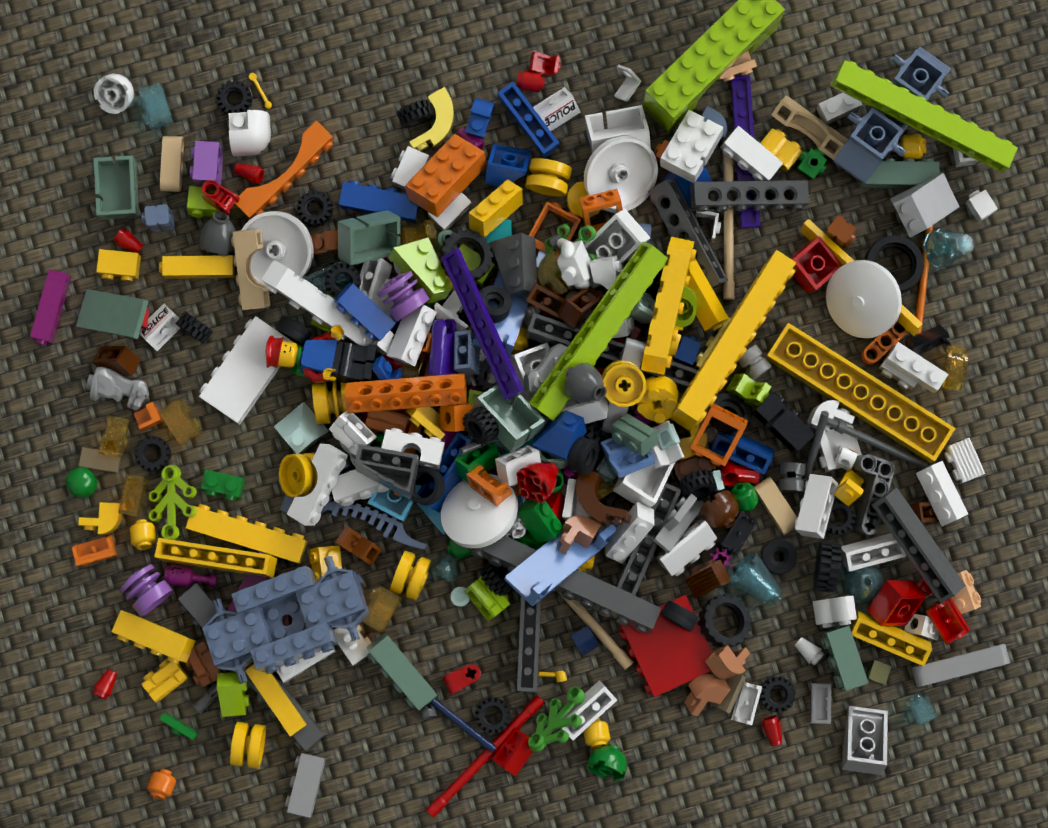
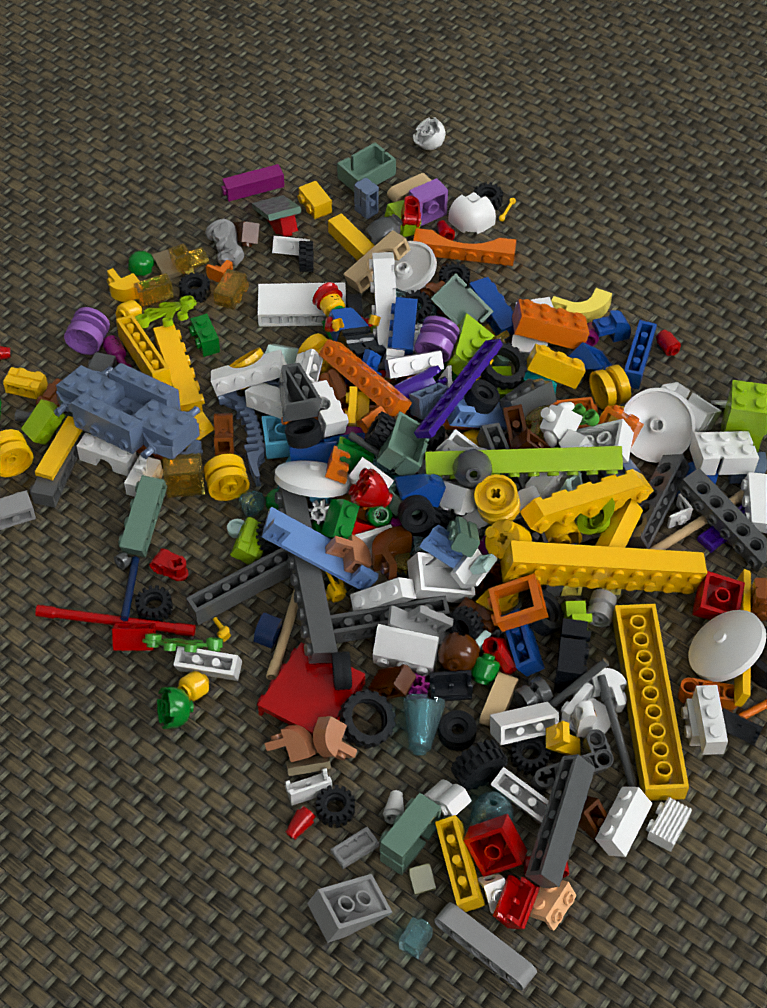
camera: 55 degrees right, 30 degrees down
(94, 551) = (94, 296): orange hinge -> none
(128, 241) = (336, 194): red cone -> none
(153, 636) = (53, 354): yellow brick -> none
(155, 106) = (441, 161): clear light blue brick -> none
(415, 113) = (572, 281): black tyre -> none
(544, 64) = (689, 343): red bracket -> none
(557, 108) = (663, 371): white panel -> none
(955, 367) = (738, 760): clear yellow brick -> none

